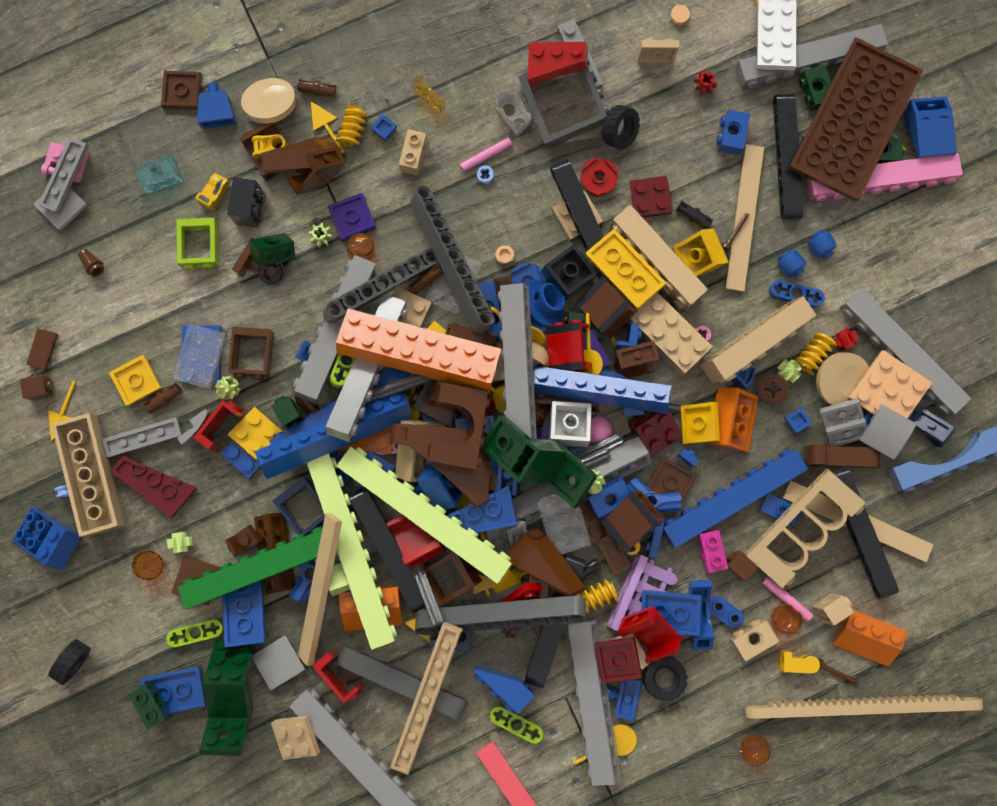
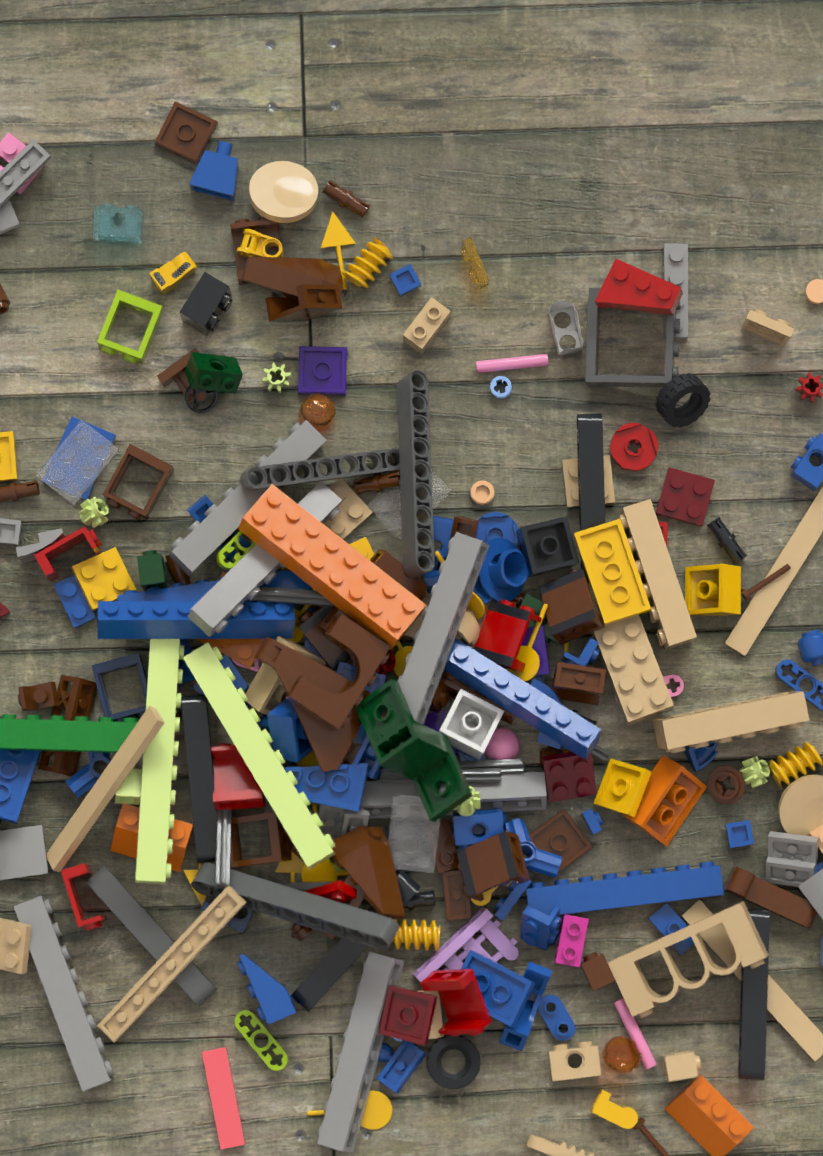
camera: 20 degrees right, 0 degrees up
(686, 552) = (539, 928): none -> blue bracket

